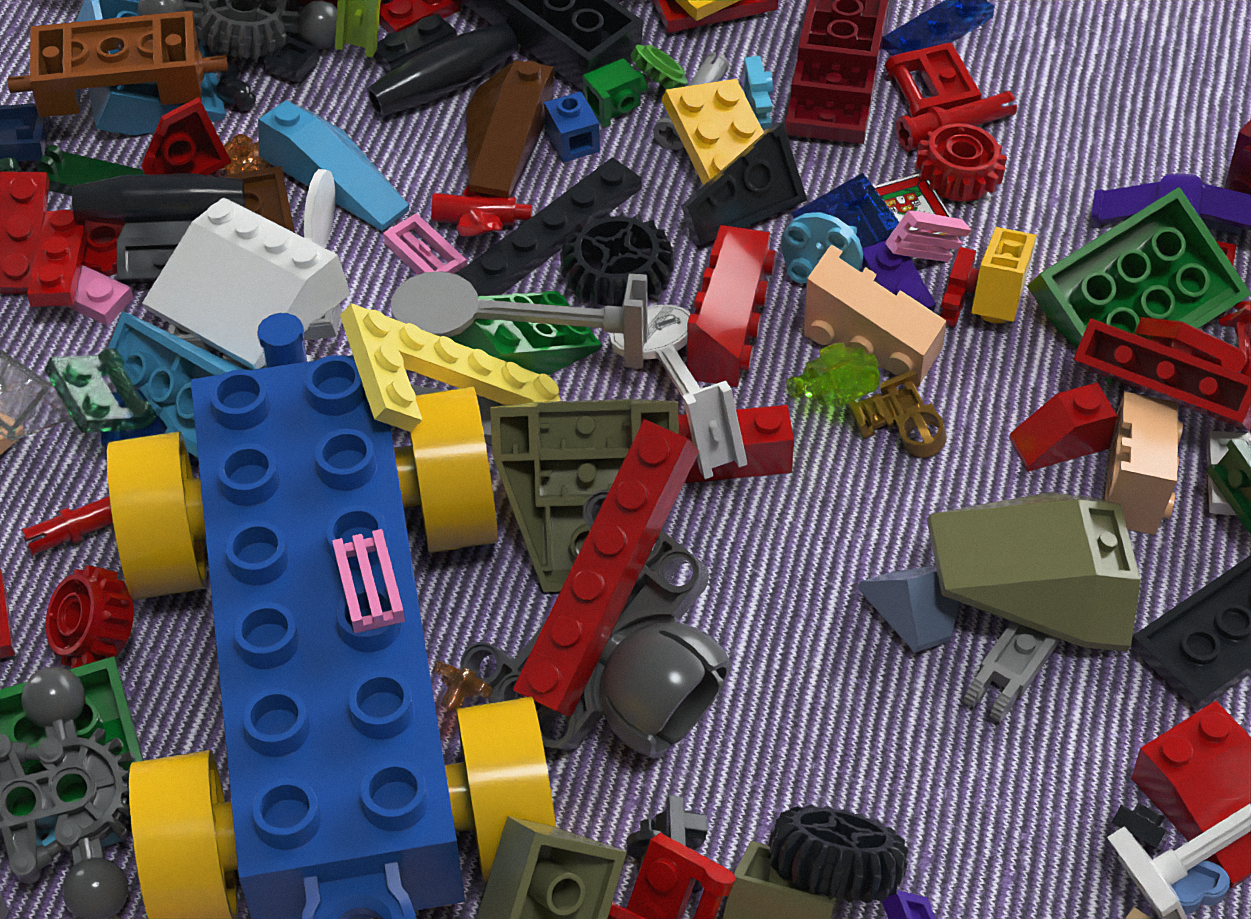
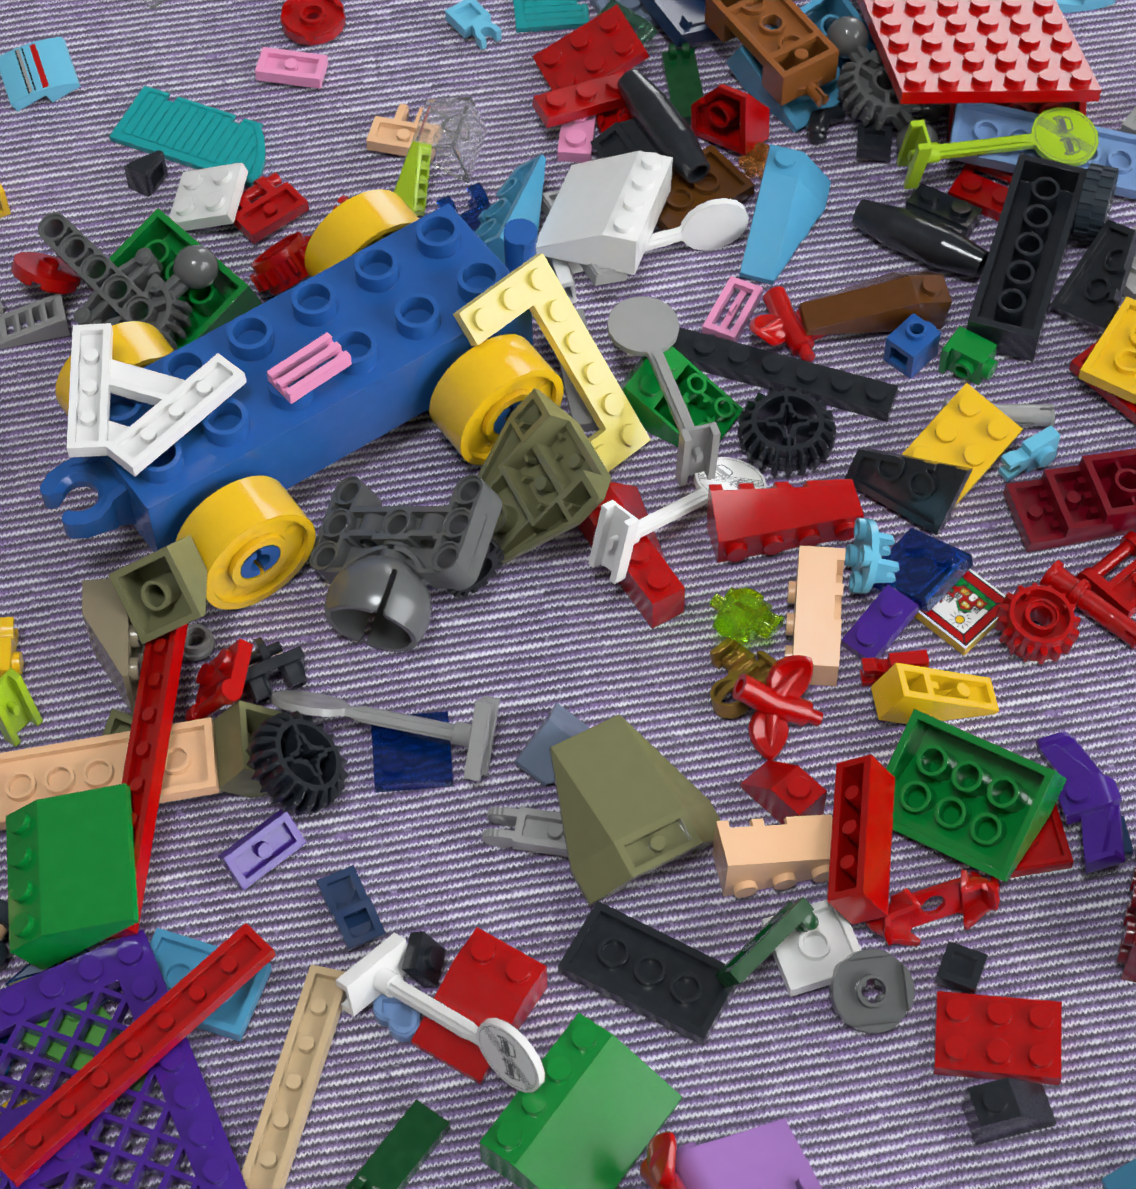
camera: 65 degrees right, 5 degrees up
(65, 458) = (414, 177): none -> lime slope
(89, 398) = (460, 170): clear green plate -> none
(248, 806) = (176, 401): none -> white plate
(460, 685) = (319, 483): clear orange plant -> none
(607, 568) = (419, 509): red brick -> none
(659, 66) = (1020, 369): bright green gear -> none
(848, 748) = (411, 759): none -> clear blue plate
(885, 665) = (475, 736): none -> light grey piece
(924, 243) = (925, 623): bright pink tile -> none
(957, 391) = (778, 703): none -> red plant
(1037, 885) = (350, 908): none -> dark blue slope
(1191, 341) = (902, 832): red plate -> none

